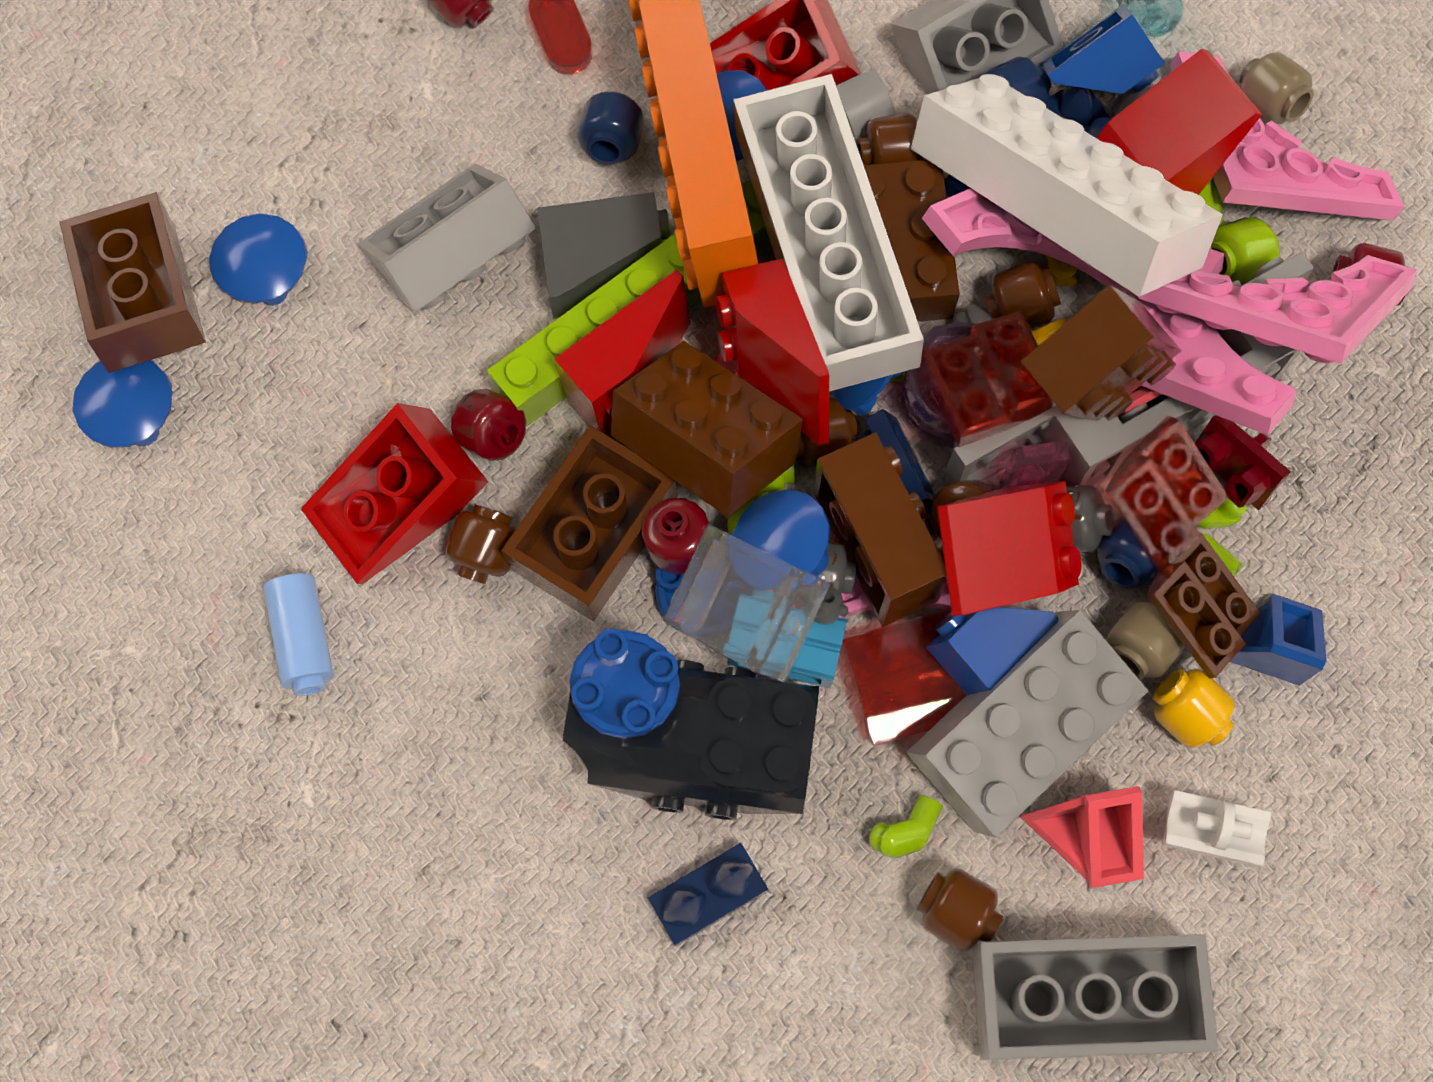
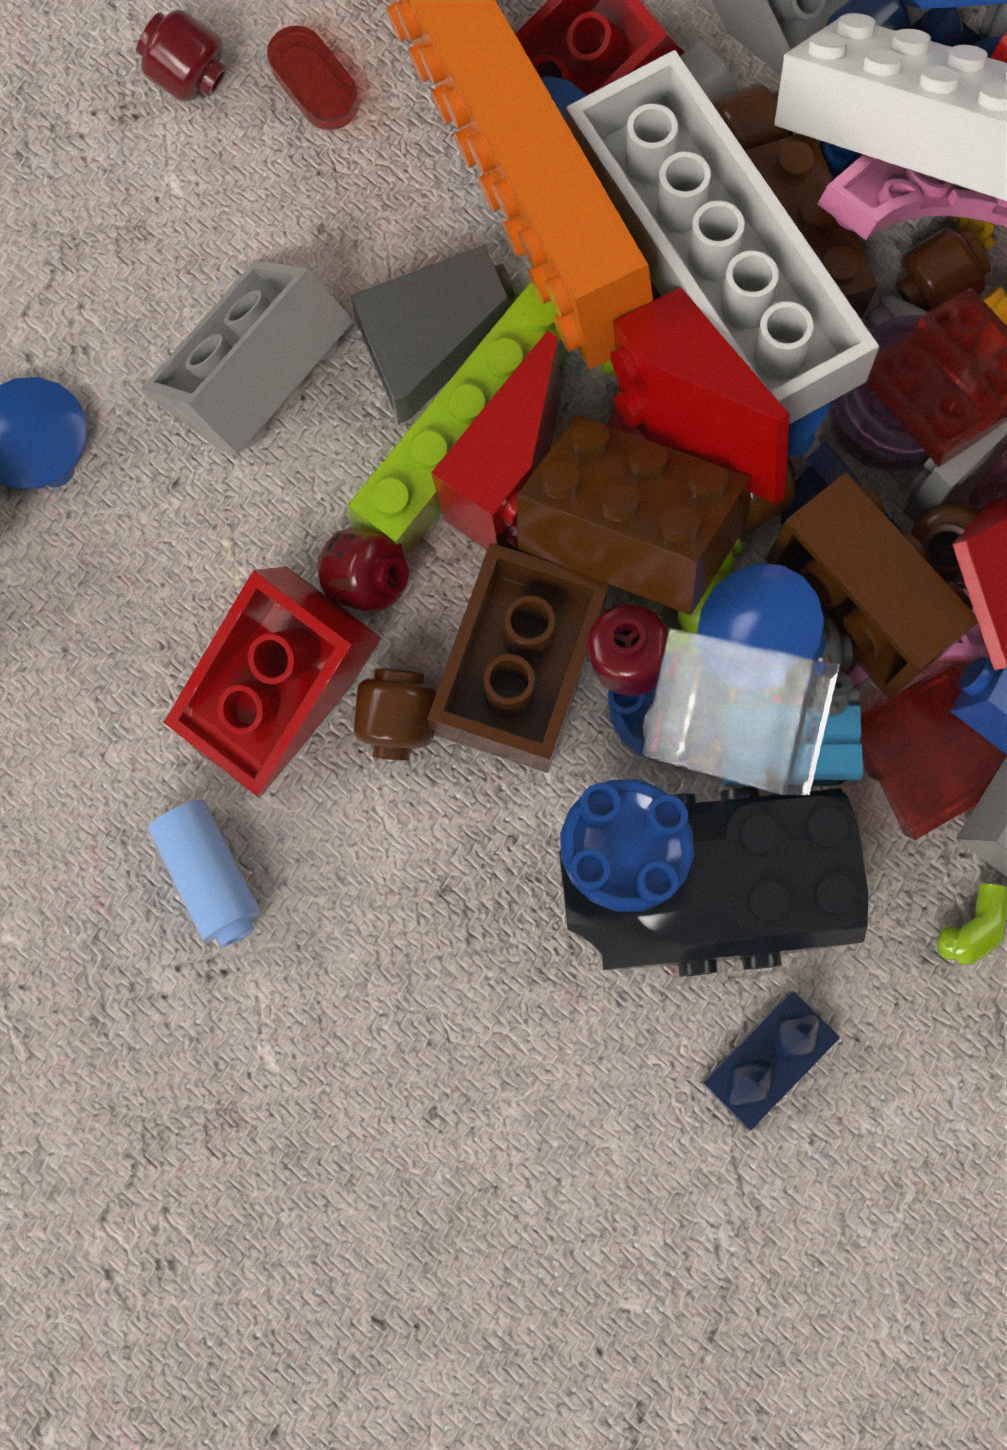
camera: 15 degrees left, 5 degrees up
(610, 127) = (407, 180): dark blue head -> none

